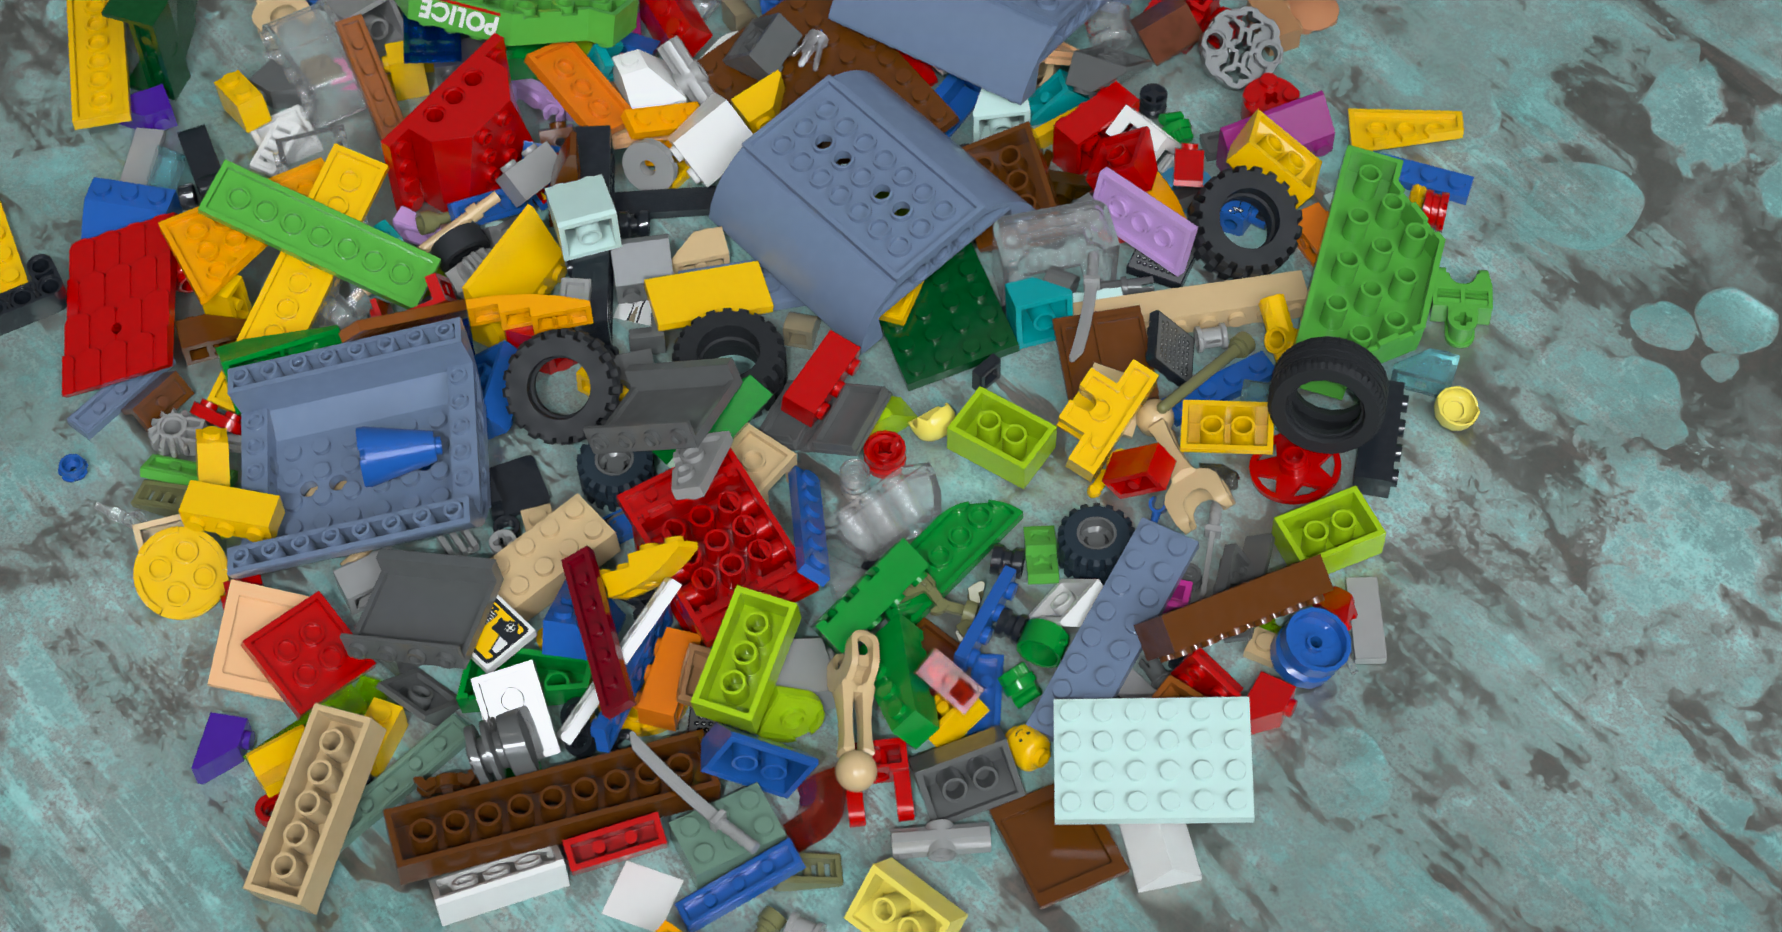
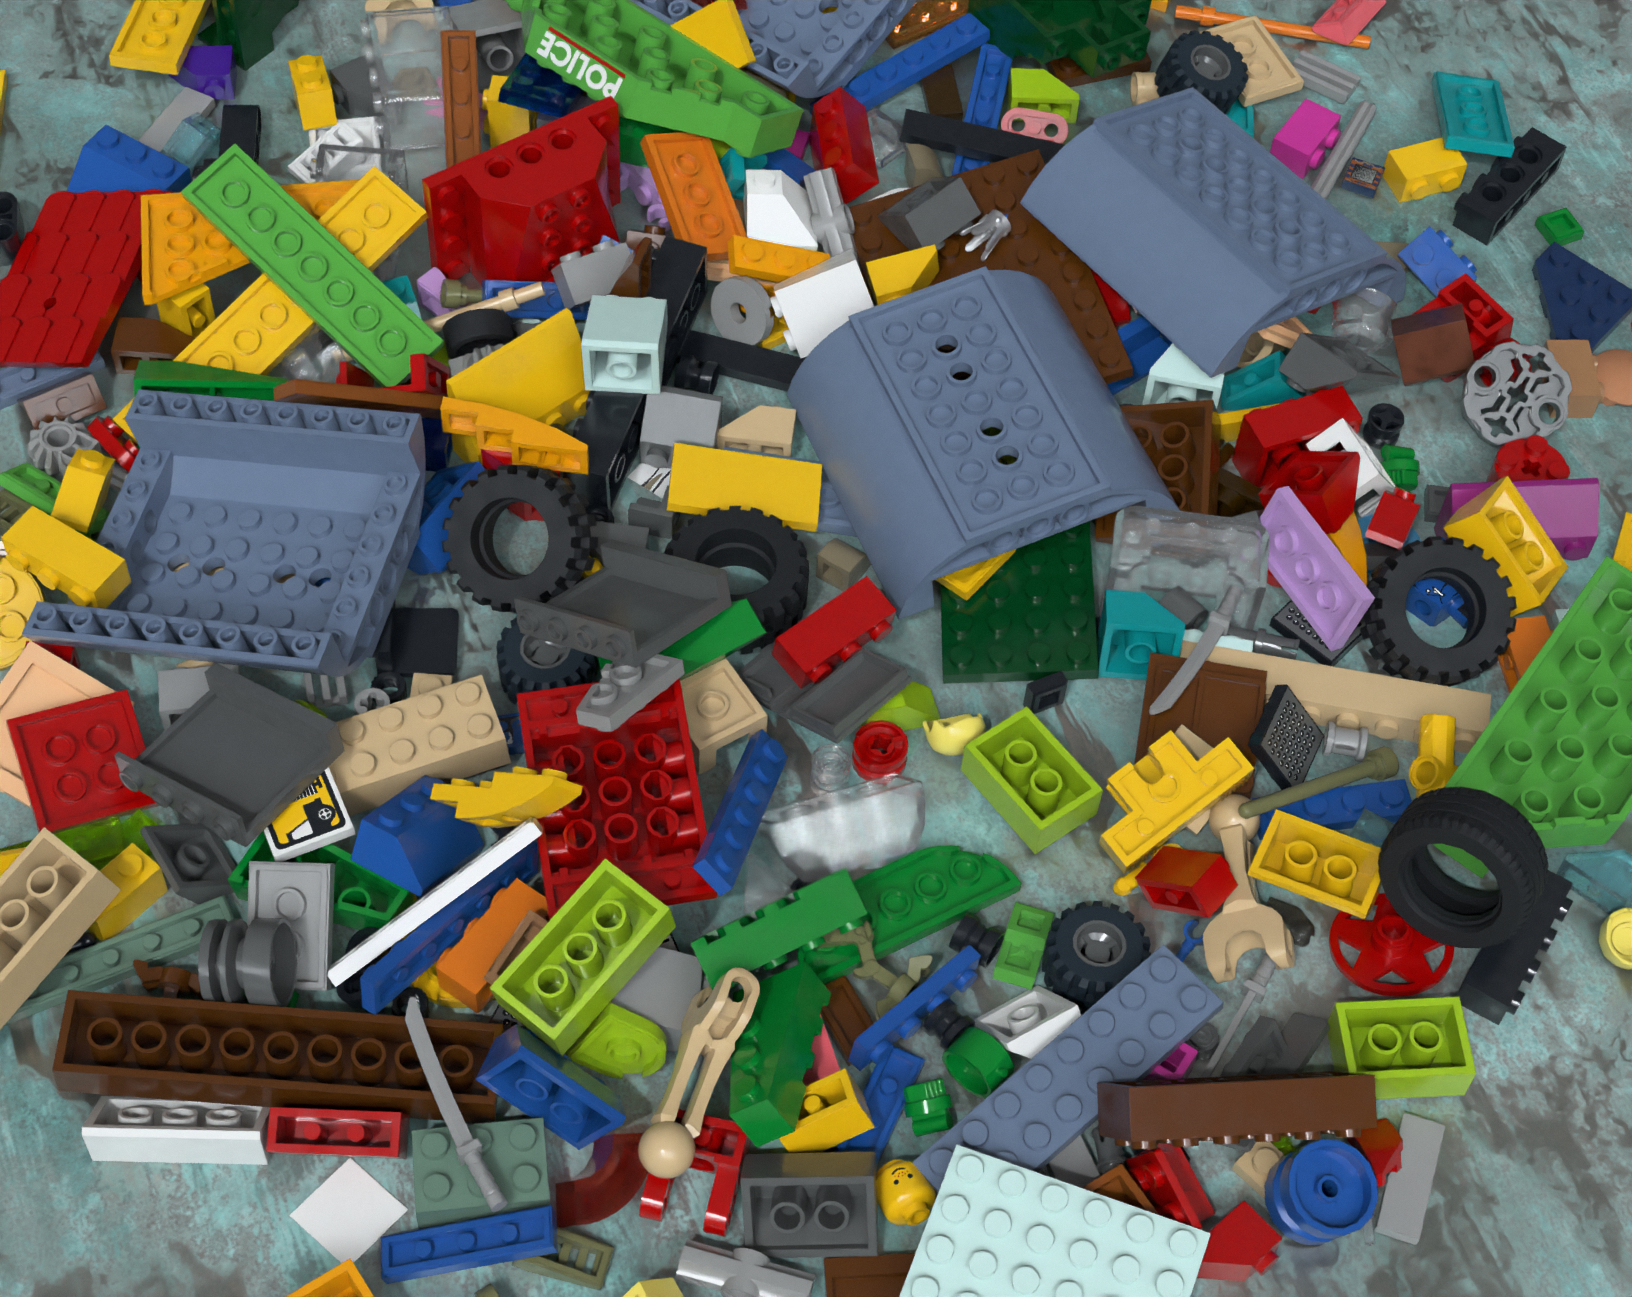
camera: 15 degrees right, 0 degrees up
(394, 452) = (279, 551): blue cone -> none
(576, 288) = (583, 427): light grey tile -> none
(598, 633) = (419, 860): dark red plate -> none
(949, 681) = (828, 1074): clear red slope -> none

